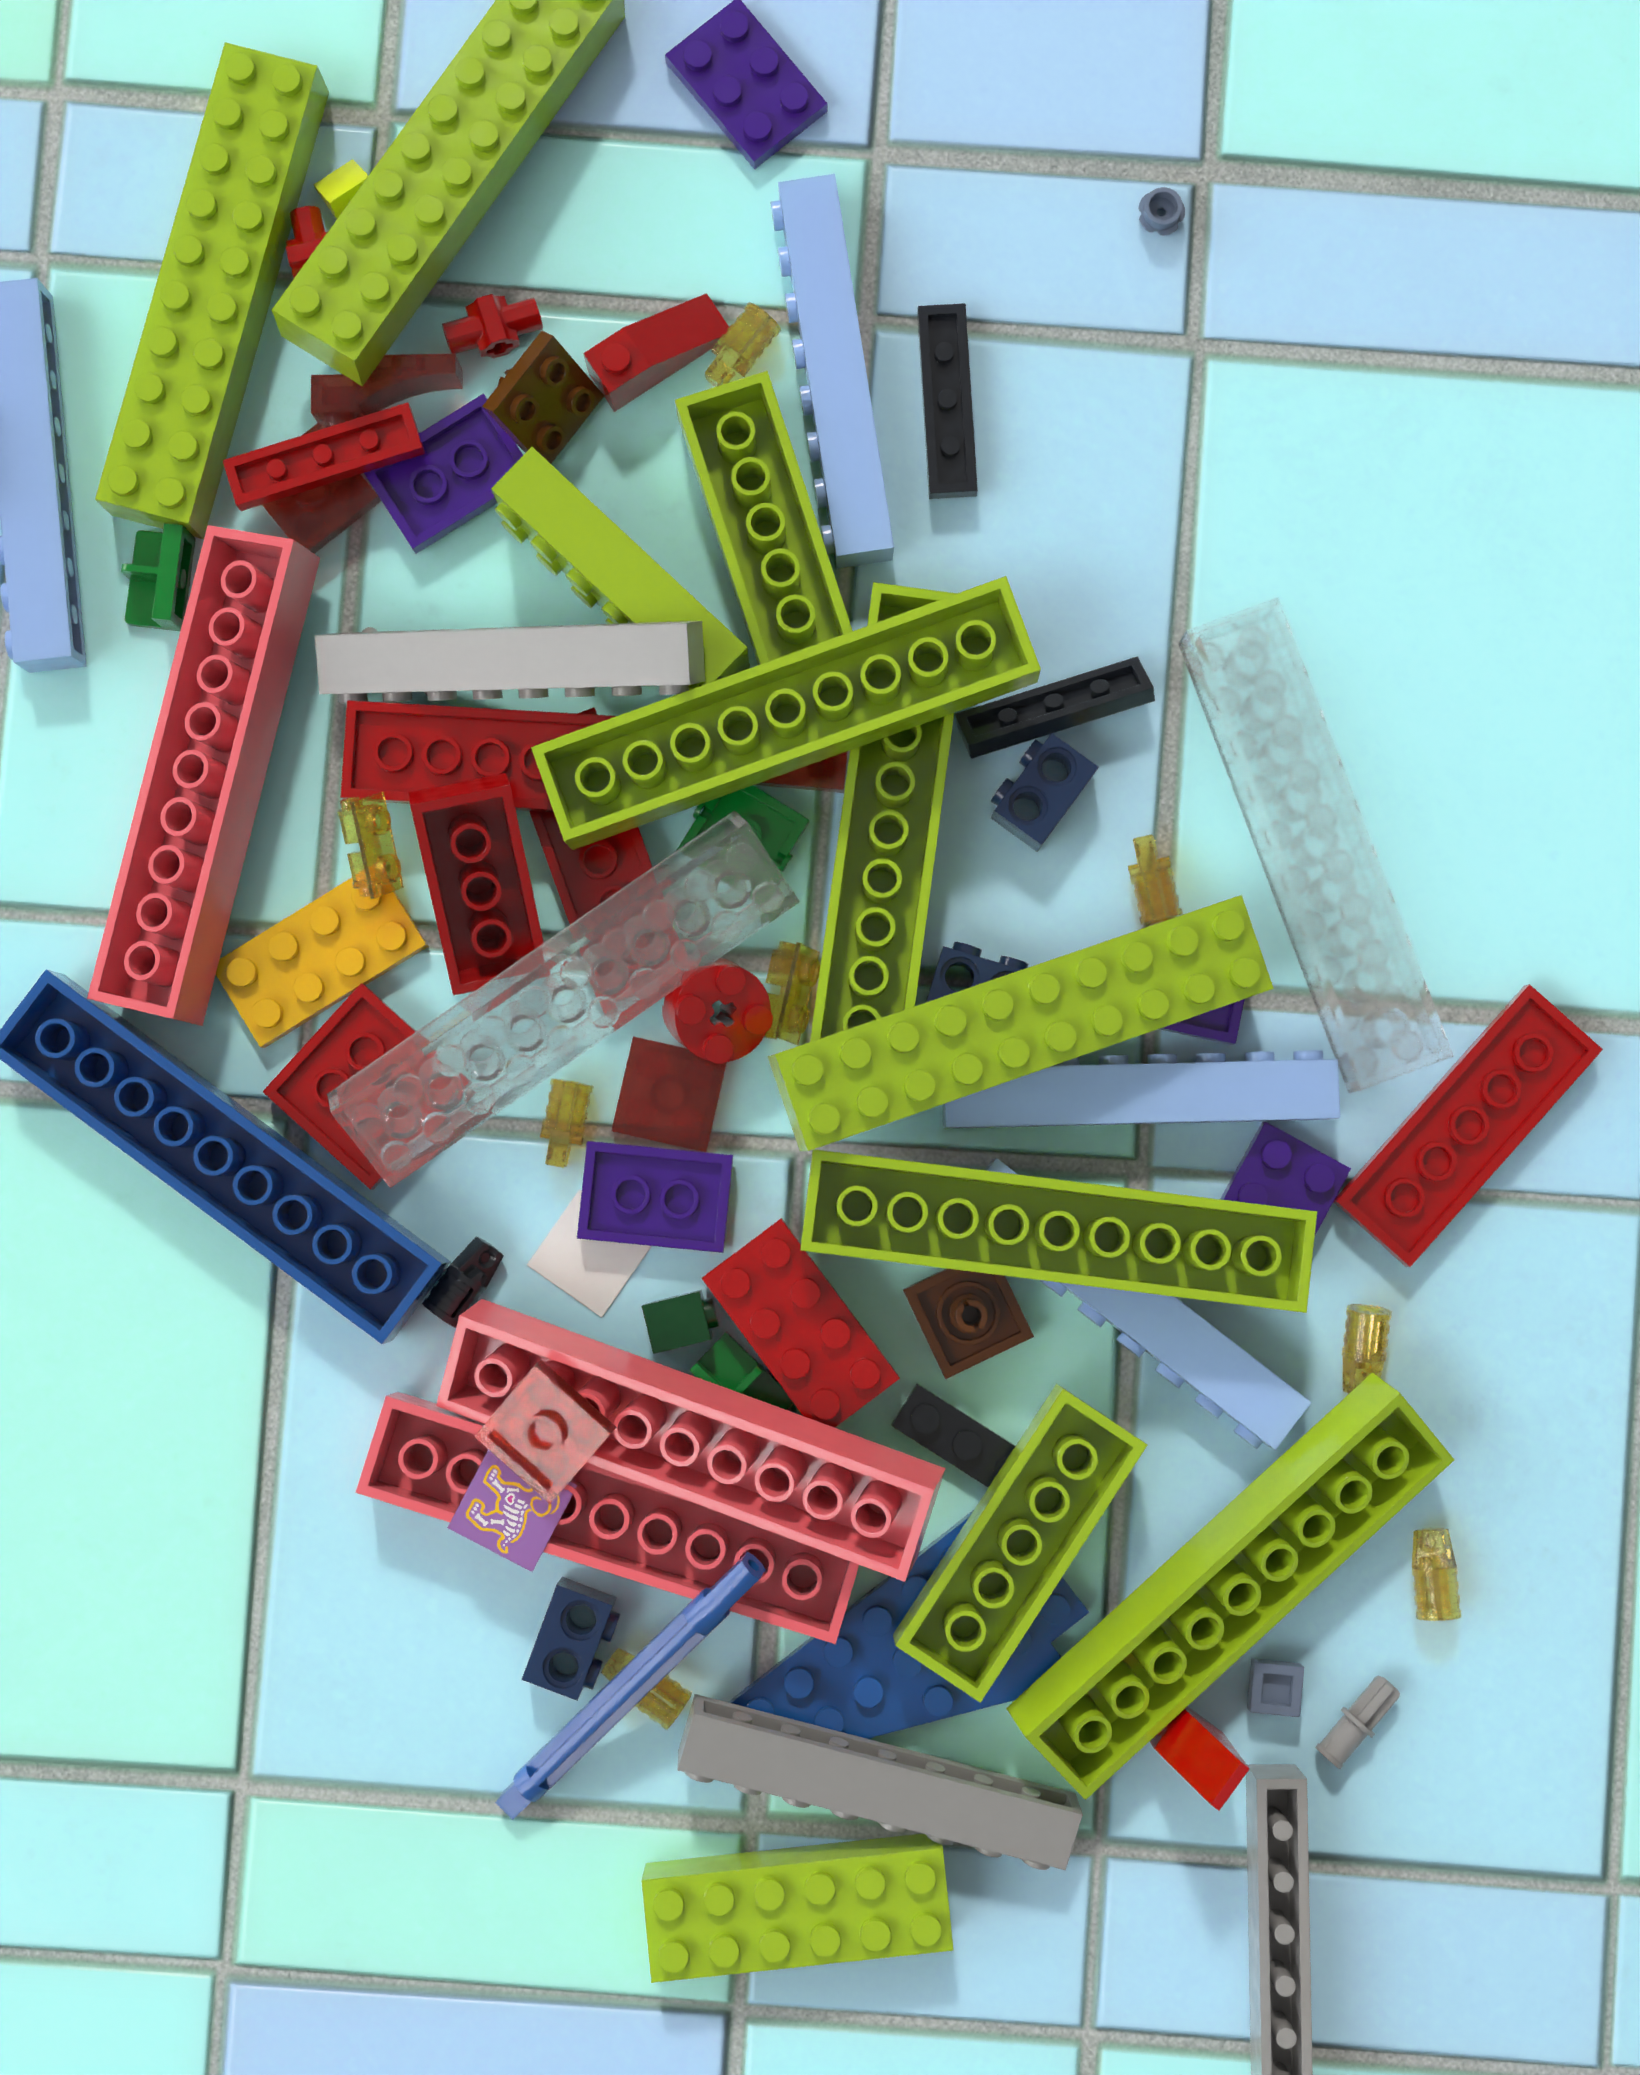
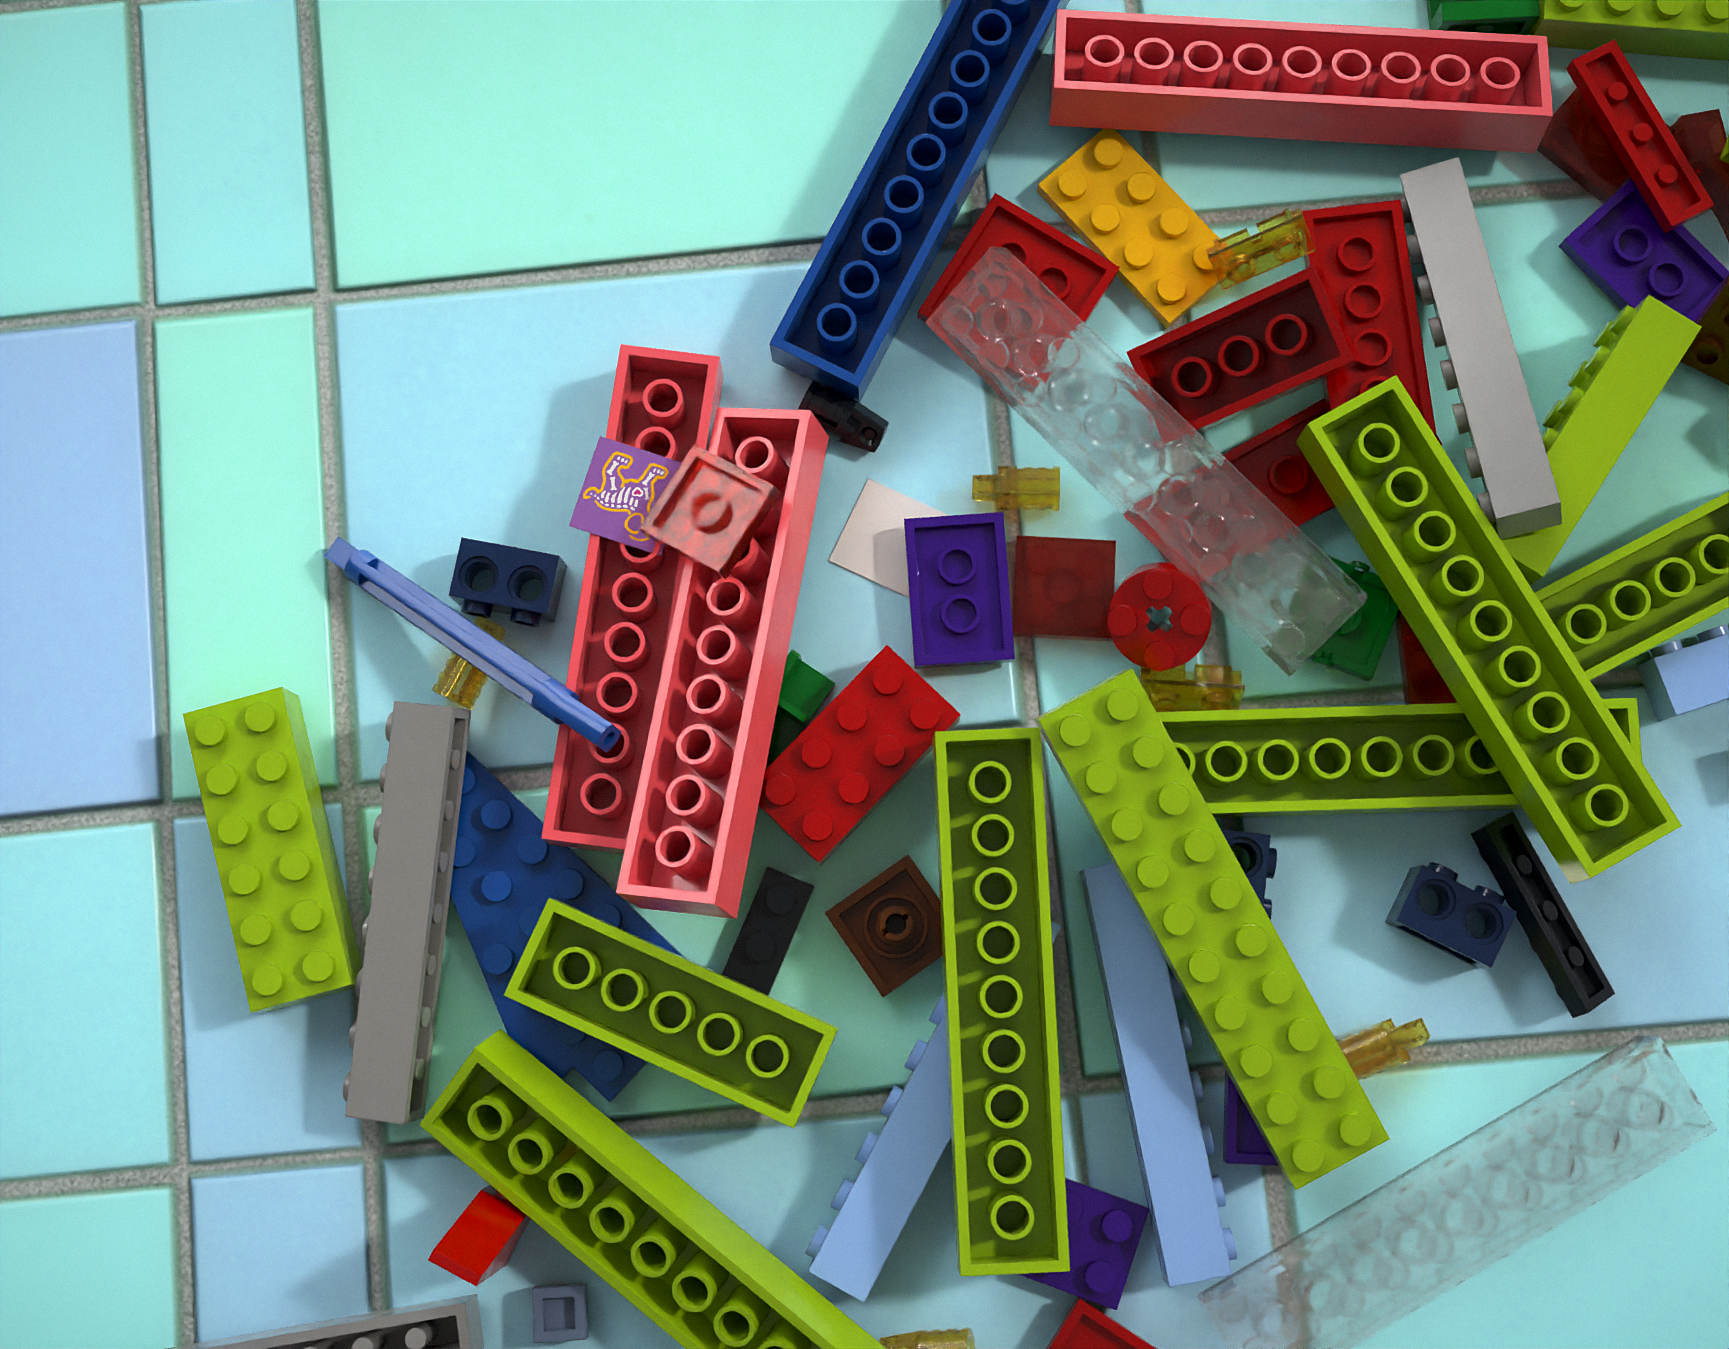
camera: 85 degrees right, 5 degrees down
(680, 1321) = (839, 634): dark green brick -> none

